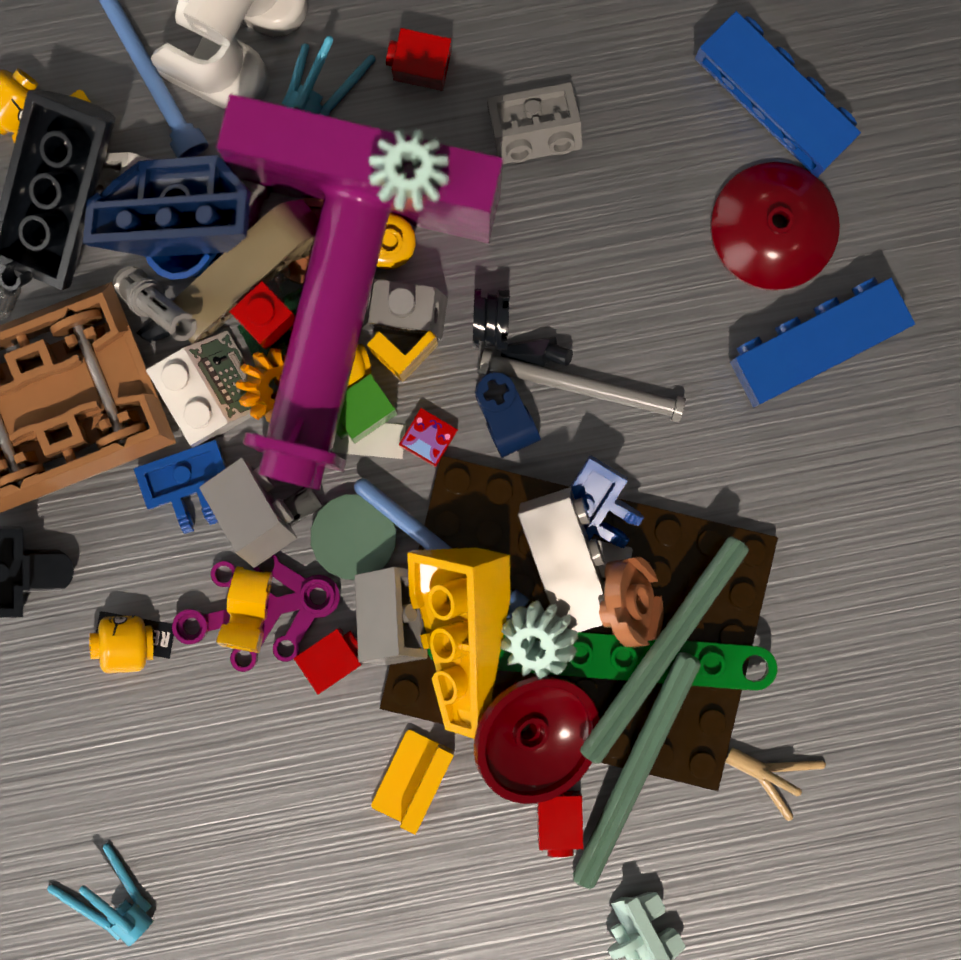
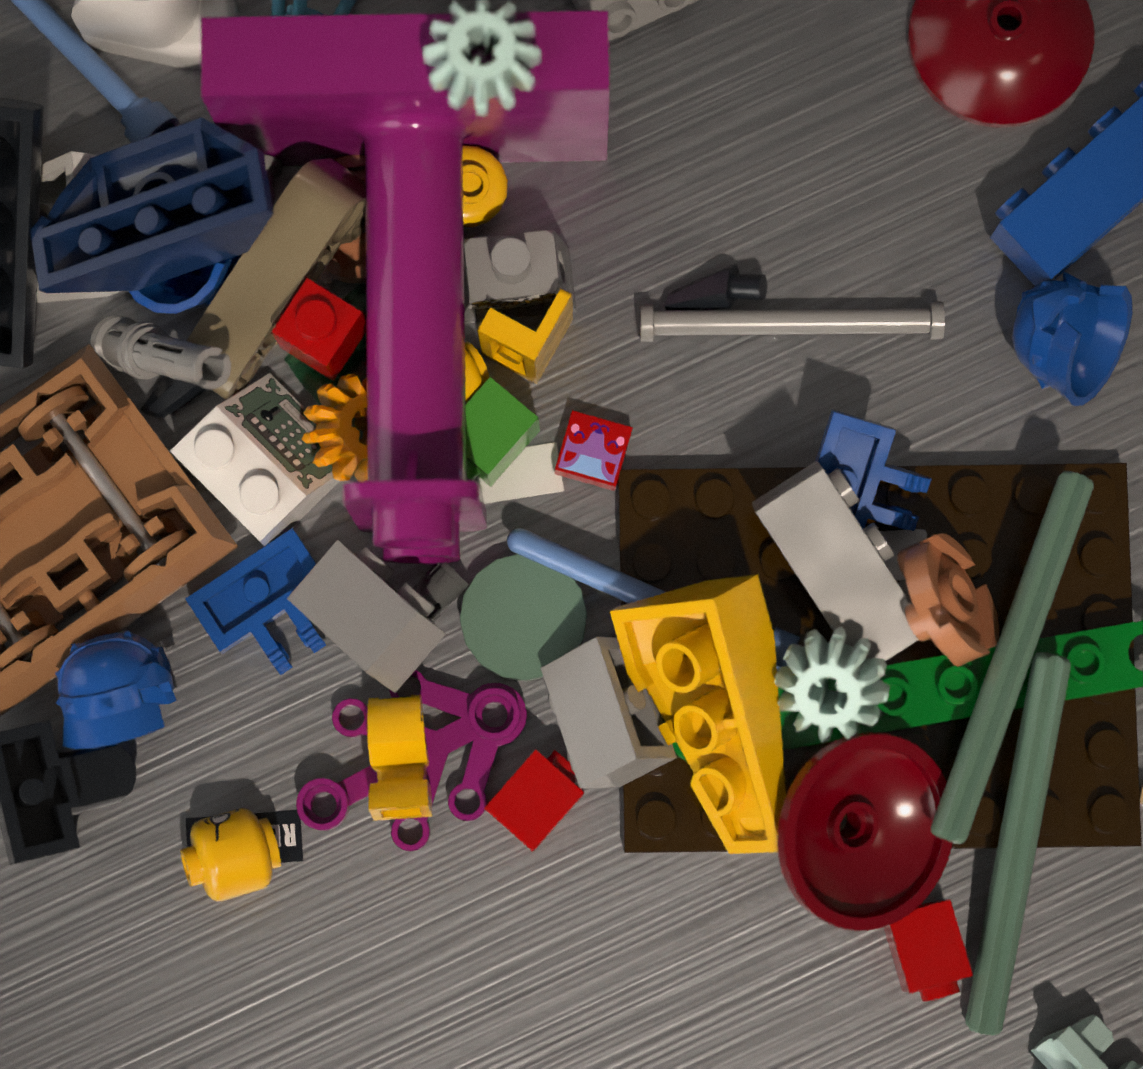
camera: 10 degrees left, 5 degrees down
(64, 516) = (113, 690): none -> blue helmet
(412, 780) = (699, 944): yellow panel -> none
(491, 319) = (640, 260): black wheel -> none
(508, 421) = (701, 399): dark blue piece -> none
(764, 444) = (1072, 335): none -> blue helmet

